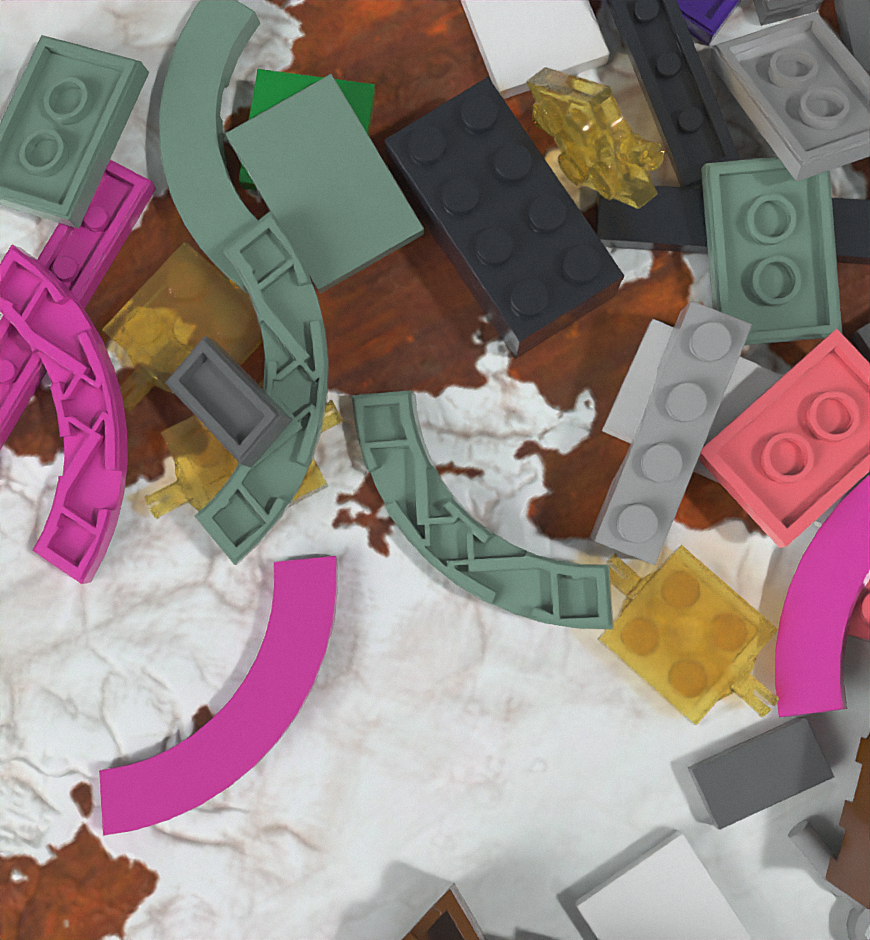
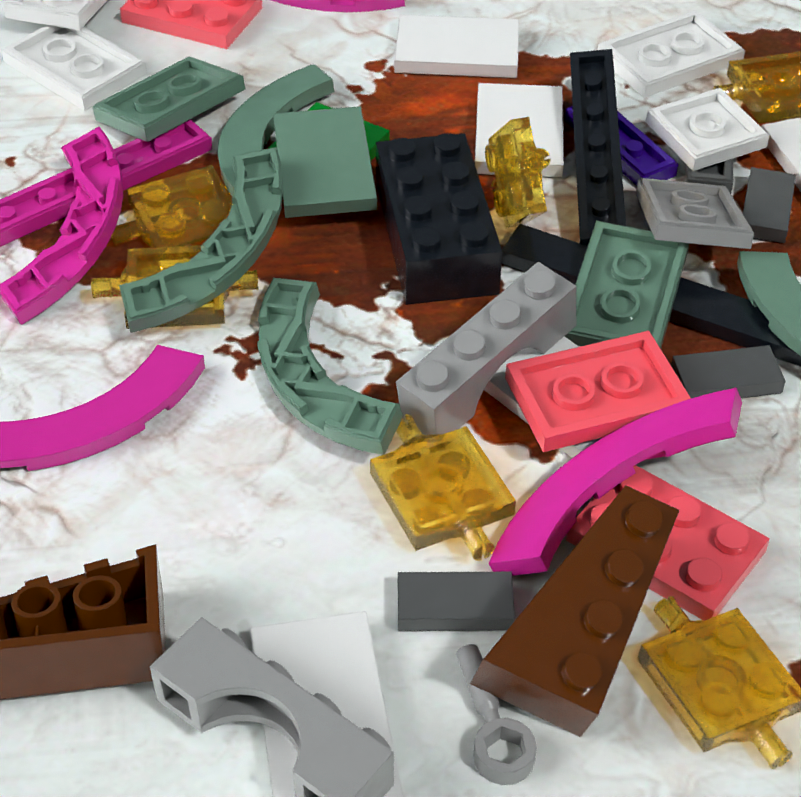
camera: 20 degrees right, 35 degrees down
(228, 402) = (184, 232): dark grey tile -> none

